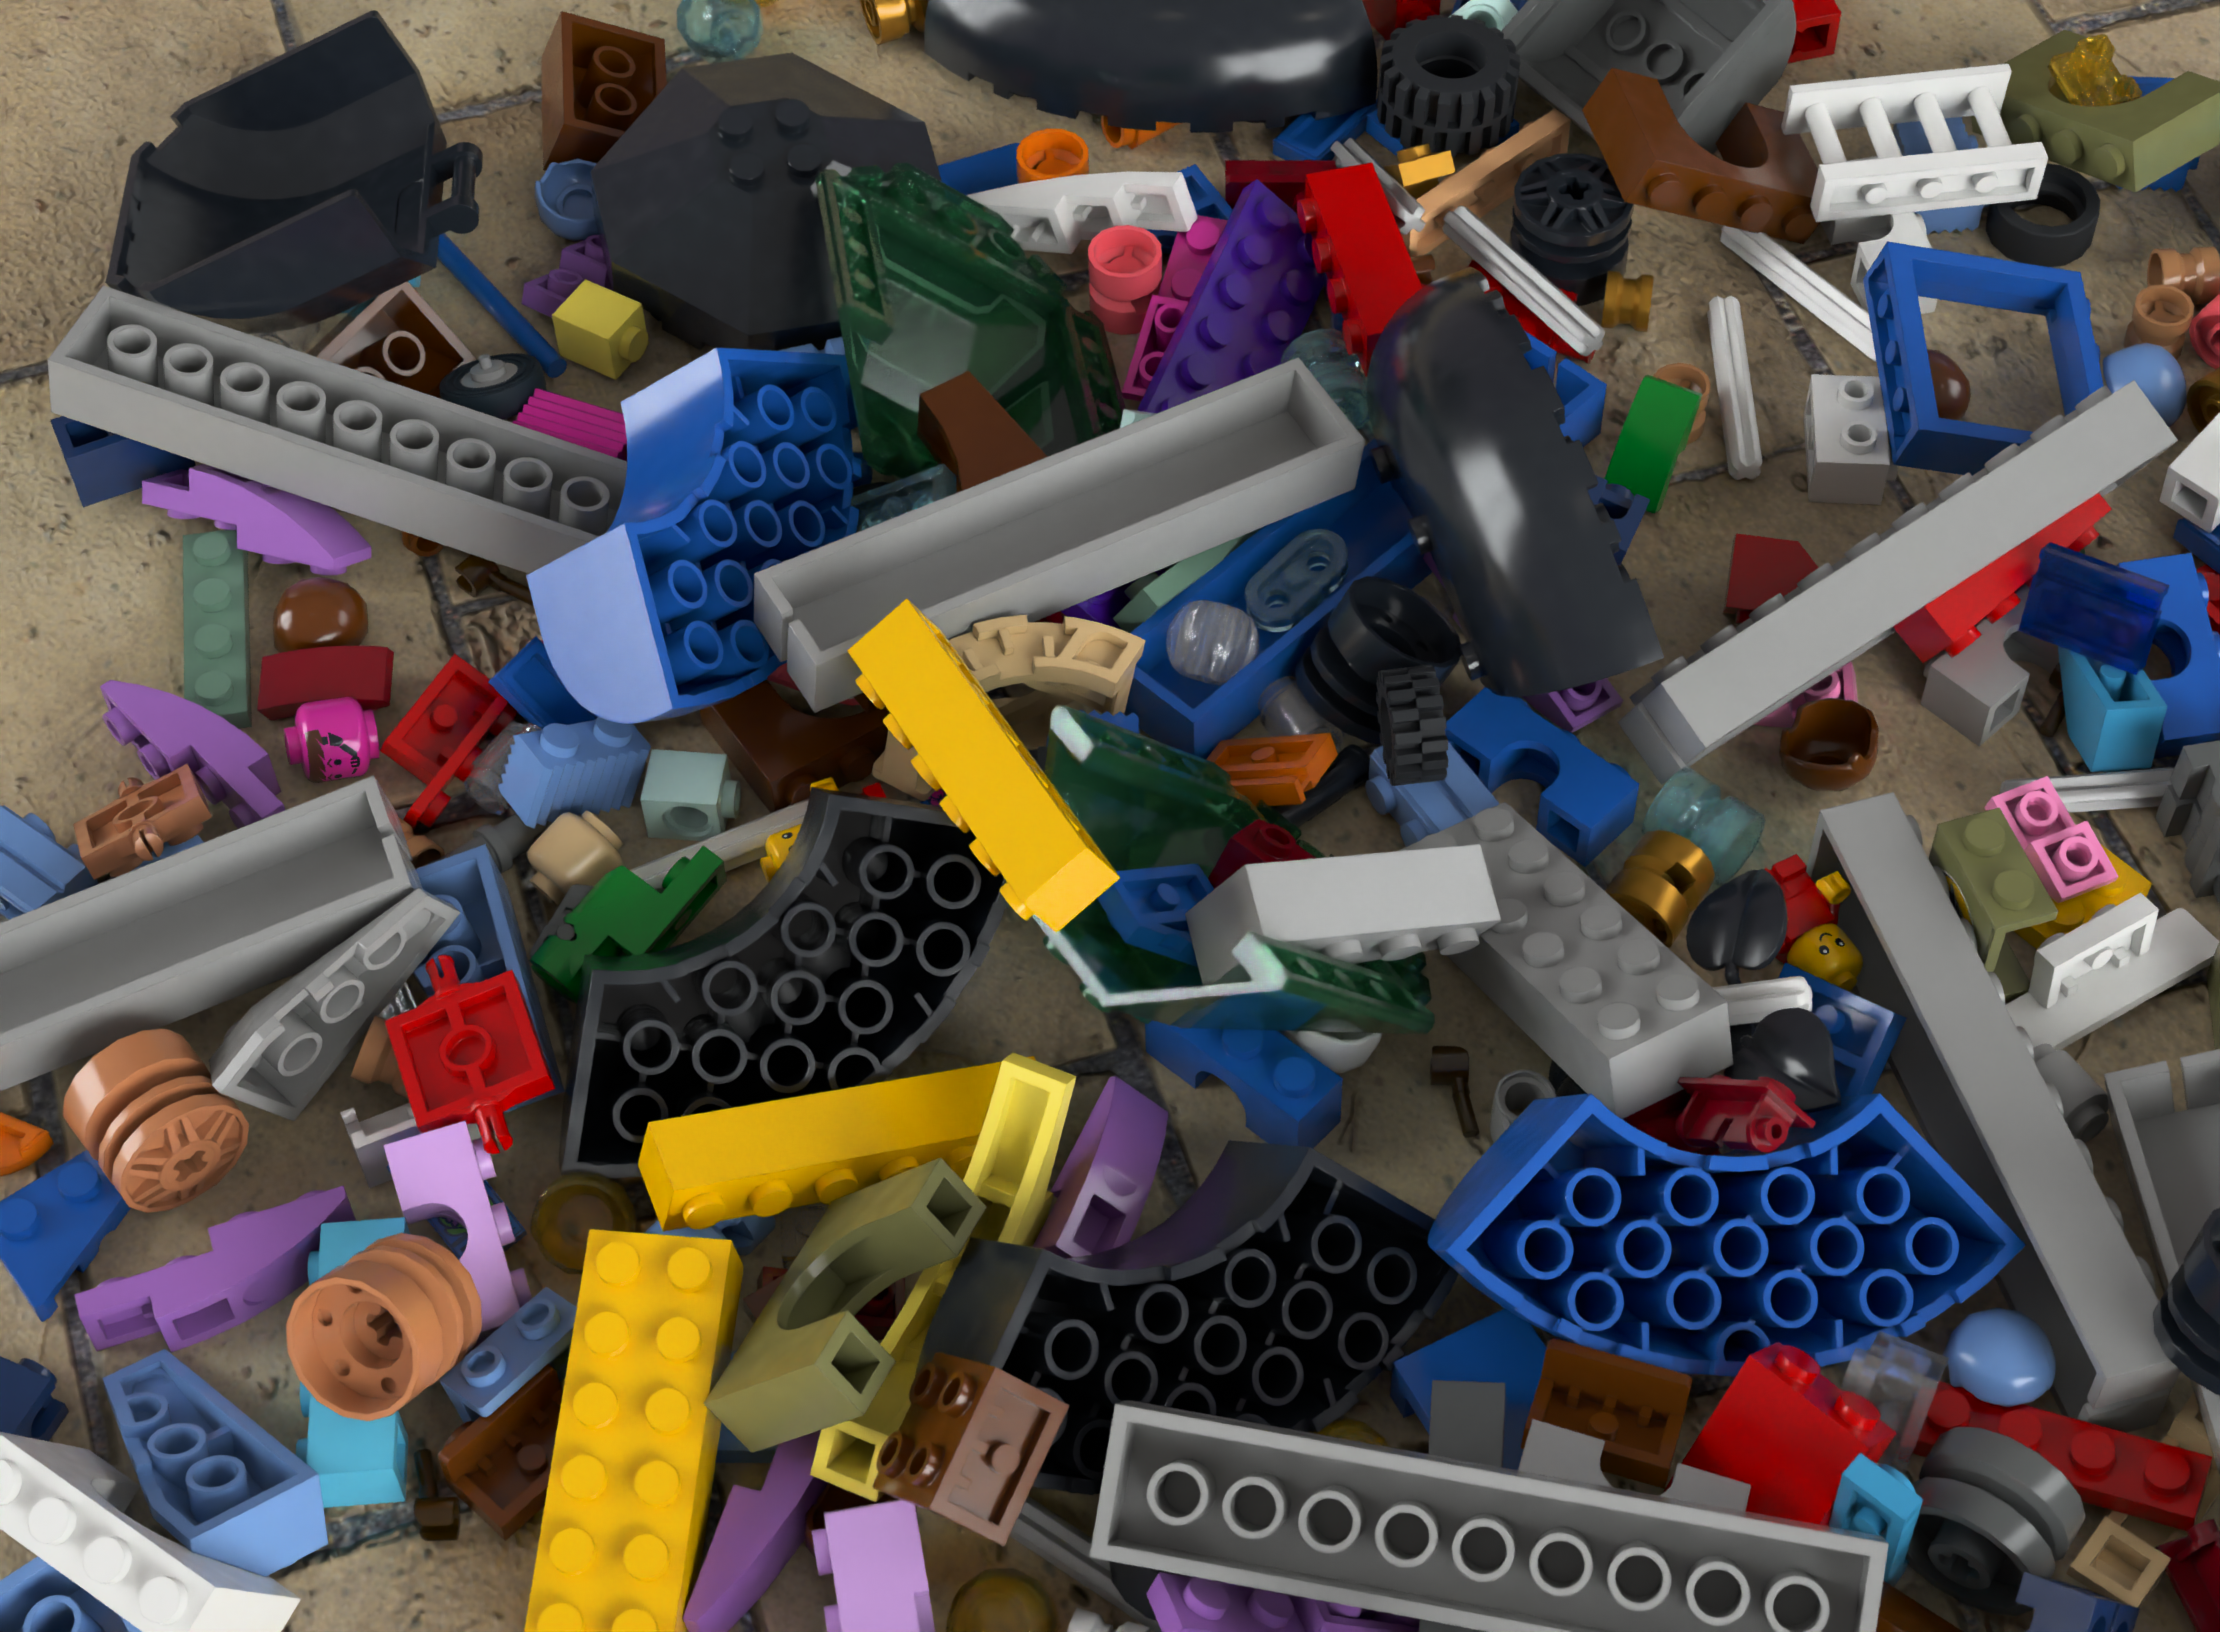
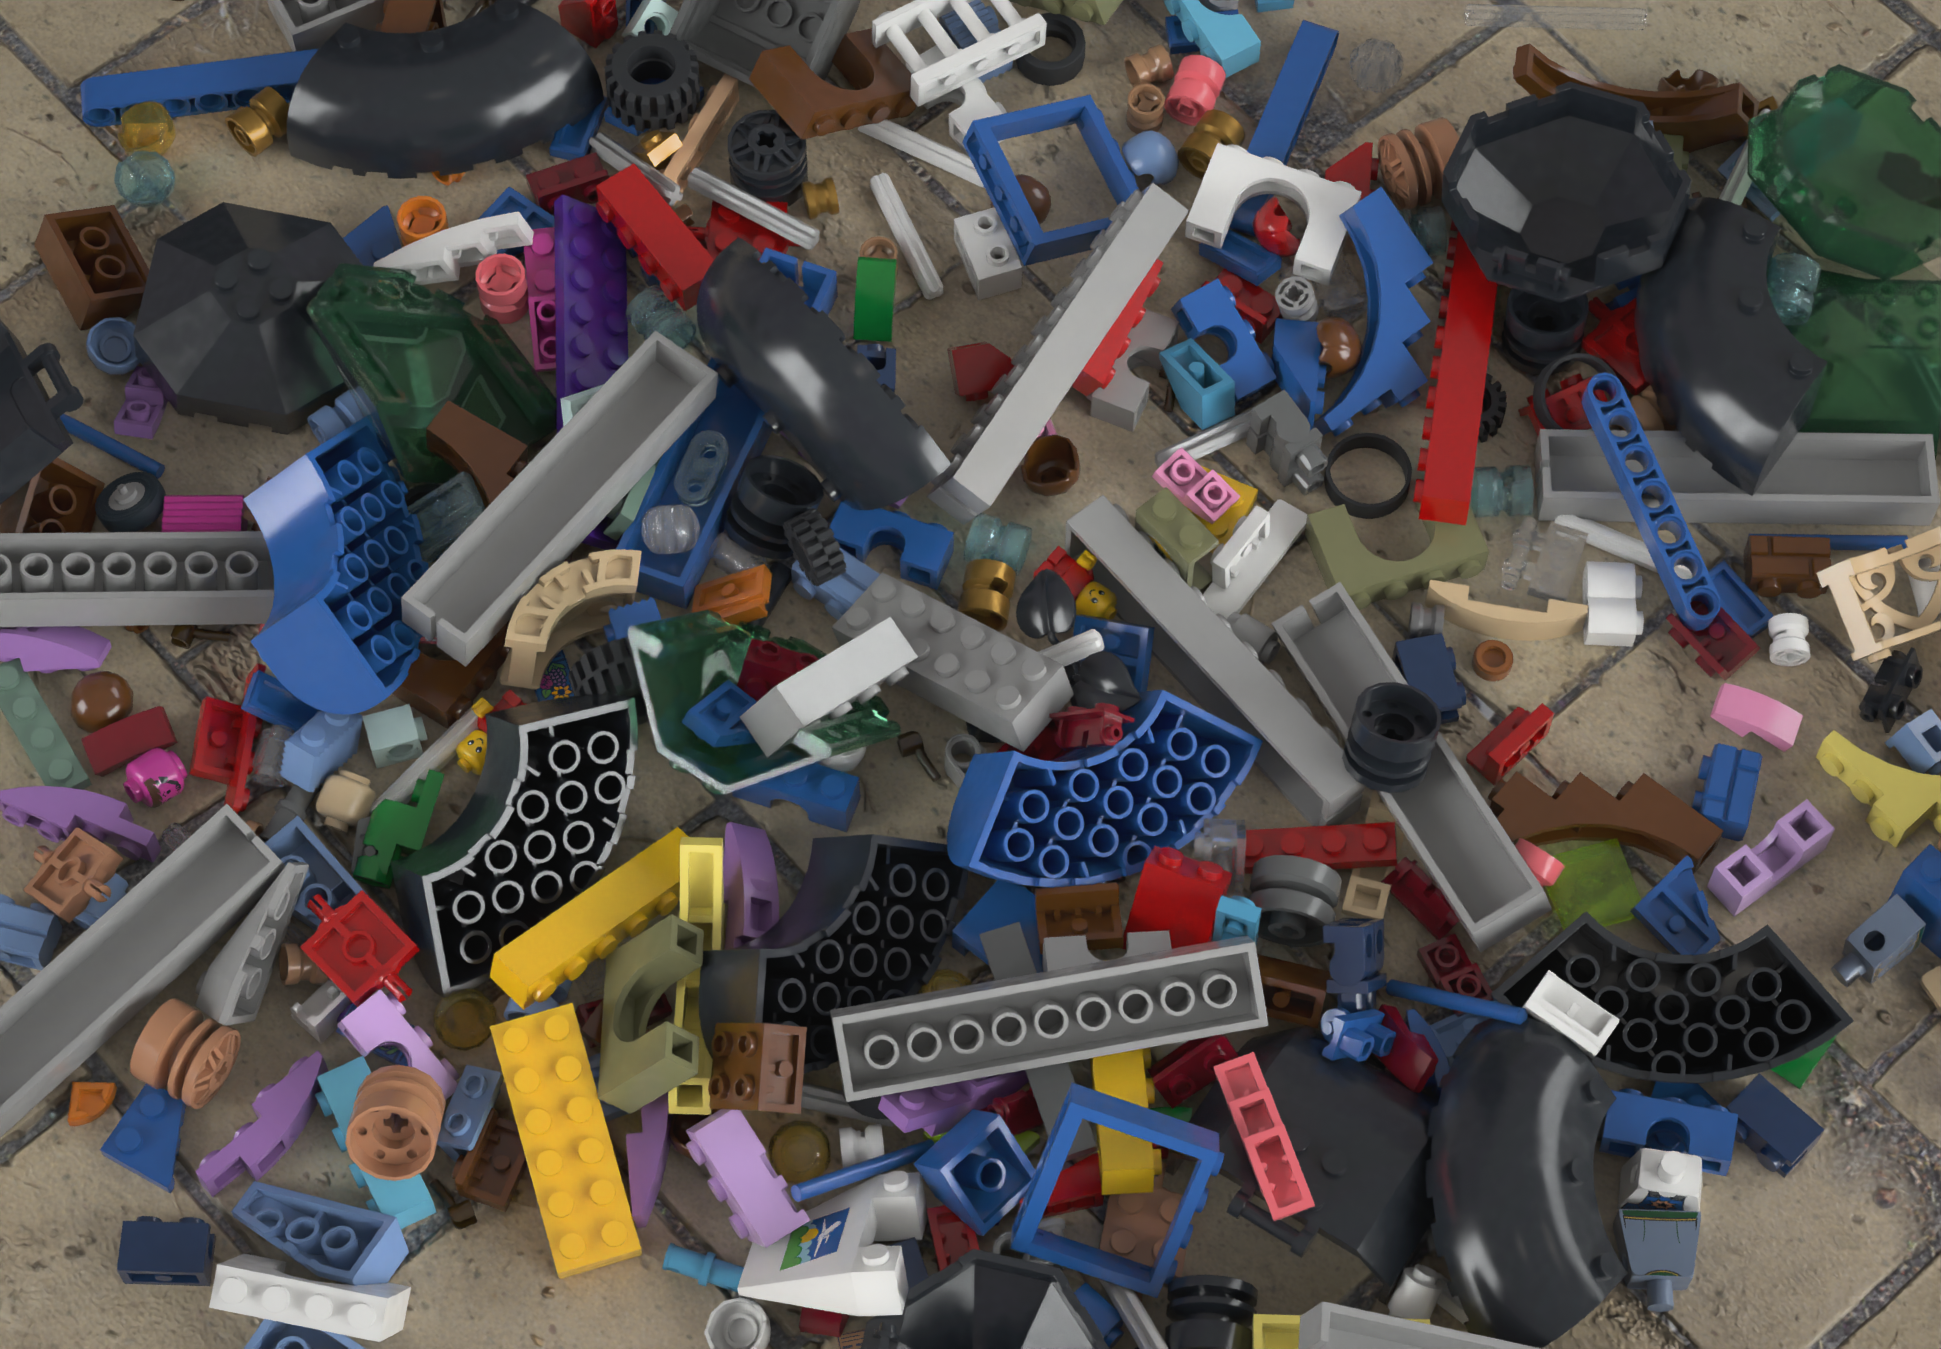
camera: 25 degrees left, 10 degrees up
(600, 329) = (182, 438): light yellow brick -> none
(982, 767) = (597, 676): yellow brick -> none
(2001, 1357) = (1269, 806): medium blue hair -> none
(2093, 608) = (1174, 333): clear blue plate -> none

